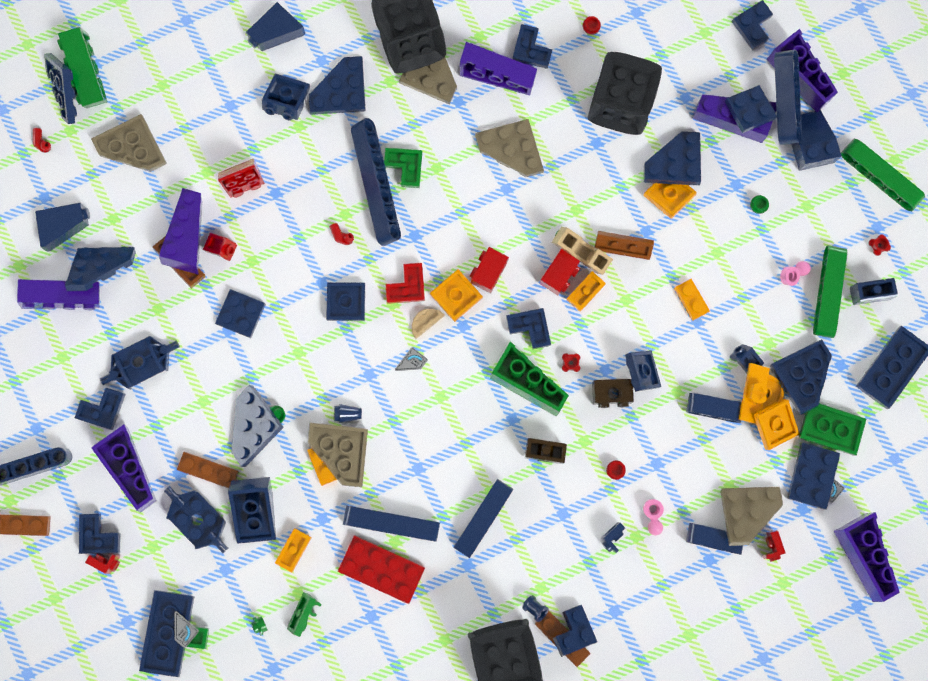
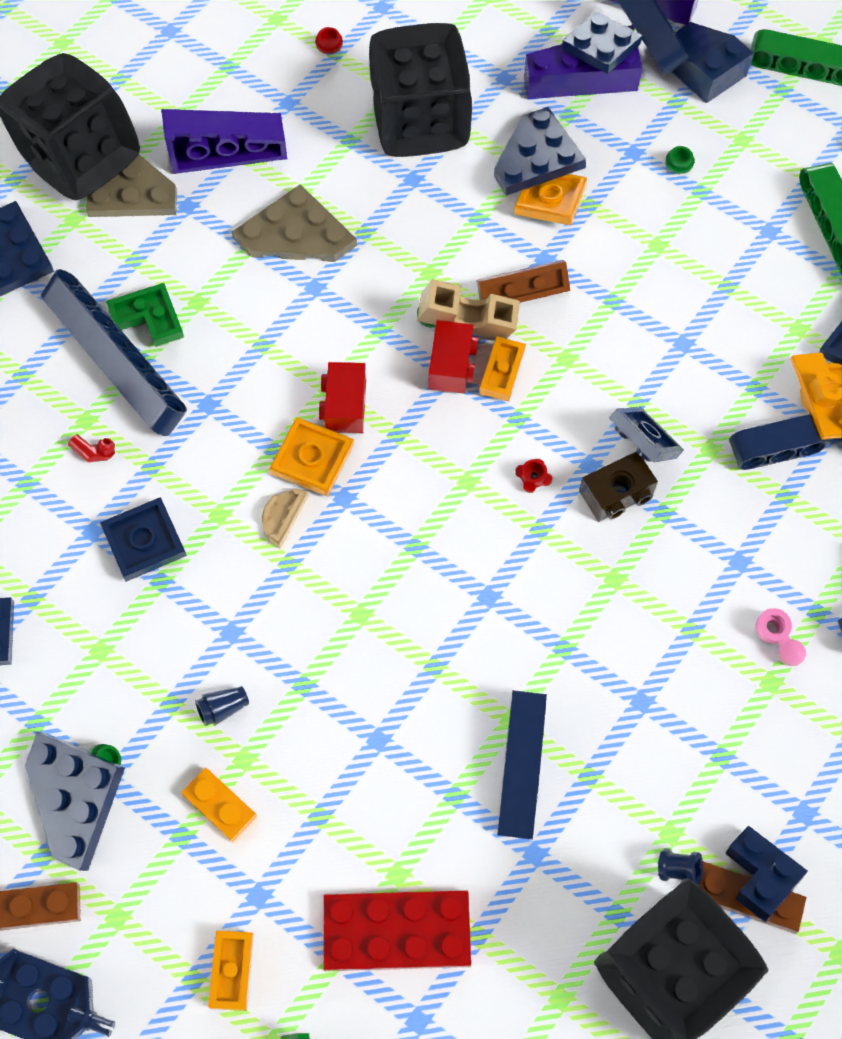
camera: 25 degrees left, 15 degrees down
(252, 510) = (131, 937): dark blue slope -> none
(340, 450) = (238, 765): dark tan plate -> none
(391, 523) = (376, 844): dark blue beam -> none
(409, 291) = (237, 478): red plate -> none
(412, 361) = (289, 582): light grey sticker -> none
(527, 51) = (251, 98): dark blue plate -> none
(528, 381) = (485, 526): green wedge -> none
(533, 322) = (450, 444): dark blue plate -> none
(545, 451) = (565, 613): dark brown brick -> none
(615, 534) = (736, 694): dark blue bracket -> none
(616, 470) = (685, 596): red plate -> none
(691, 299) = (659, 317): light orange plate -> none
(744, 355) = (777, 355): dark blue bracket -> none
(791, 275) = (776, 226): bright pink plate -> none

